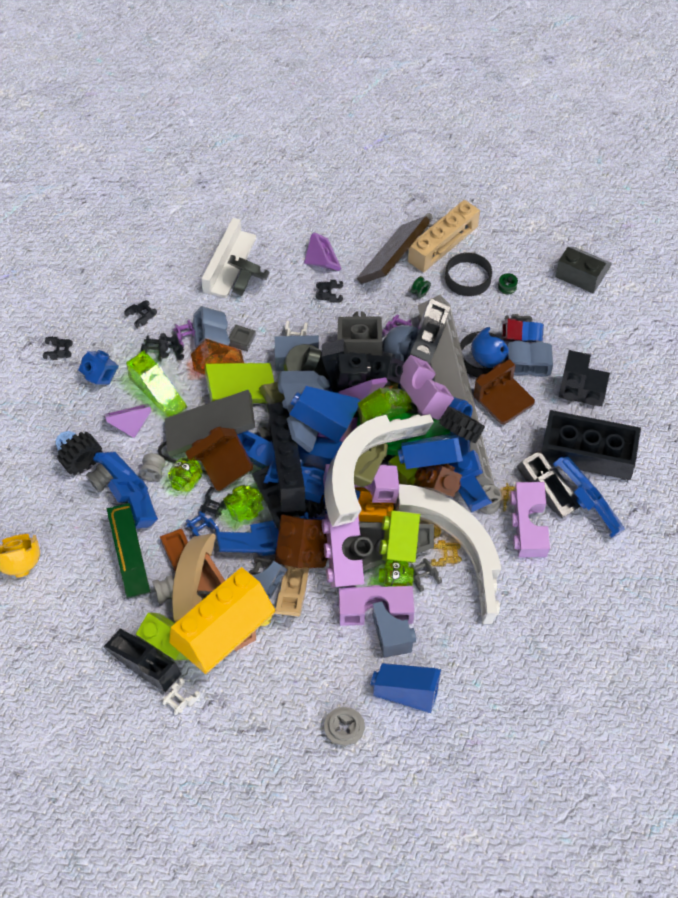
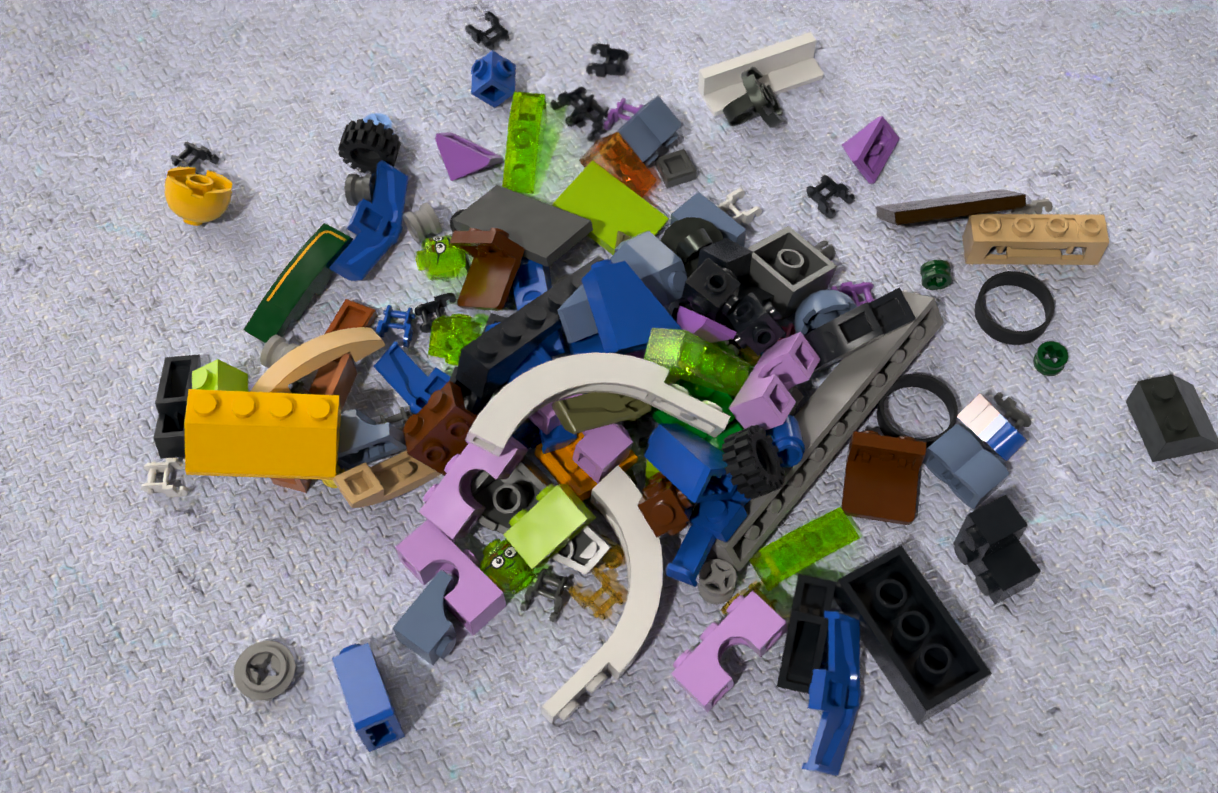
camera: 50 degrees right, 5 degrees up
(487, 349) = (912, 403): blue helmet -> none
(508, 453) = (803, 548): none -> clear neon green slope

